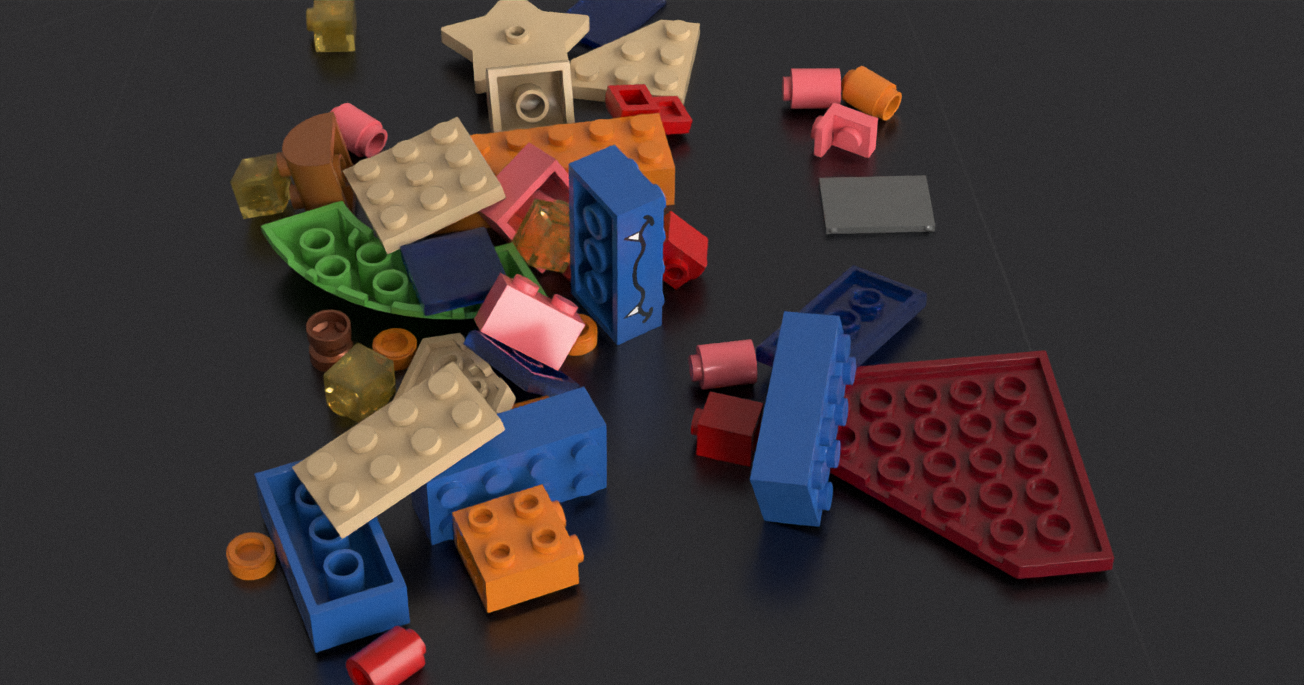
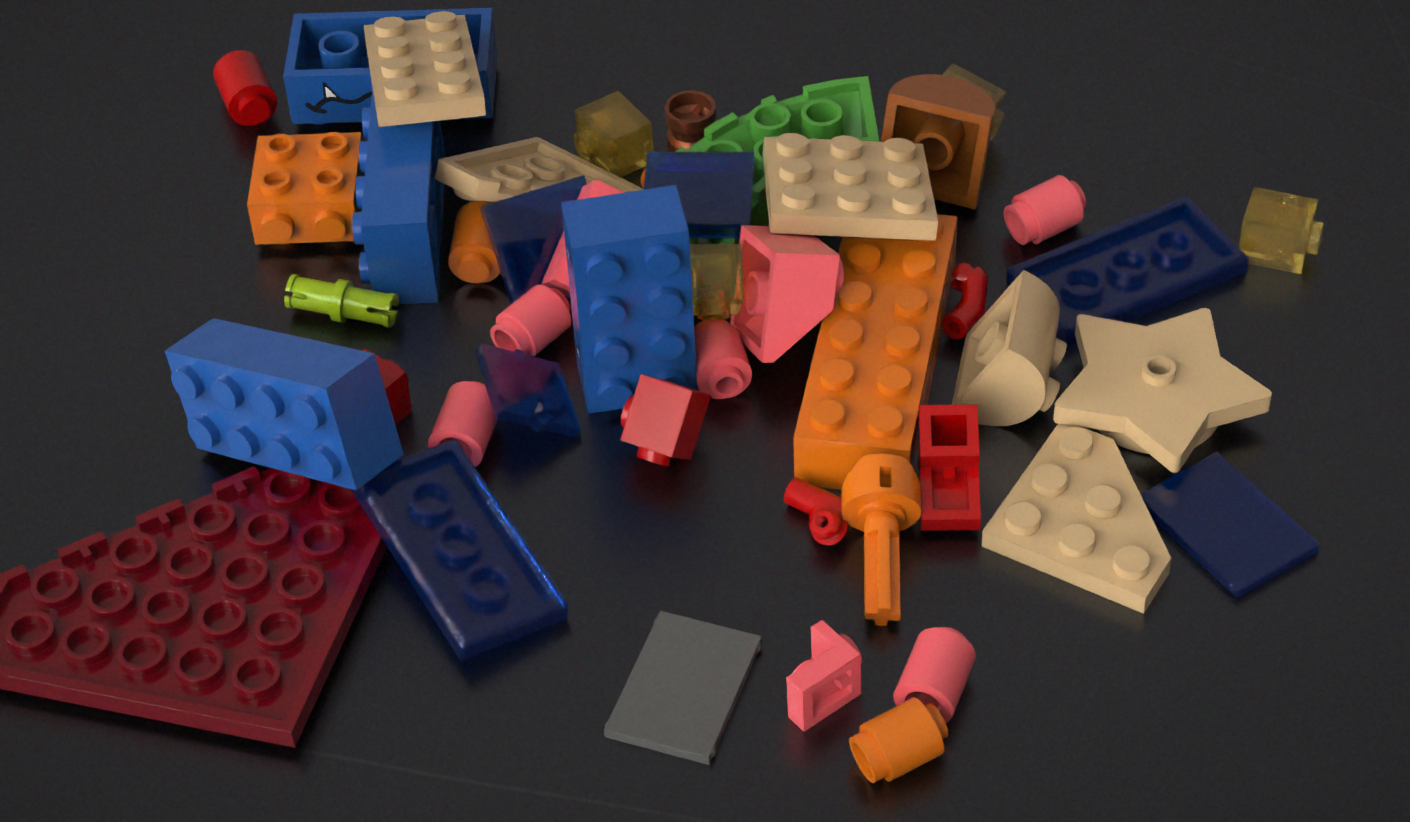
camera: 115 degrees right, 0 degrees up
(391, 88) = (1136, 265): none -> clear blue tile
(602, 363) = (532, 321): none -> coral brick
(627, 490) = (341, 300): none -> lime pin
(675, 340) = (527, 390): none -> clear blue piece
(695, 134) = (881, 515): none -> orange piece
(702, 173) = (823, 509): none -> red arm

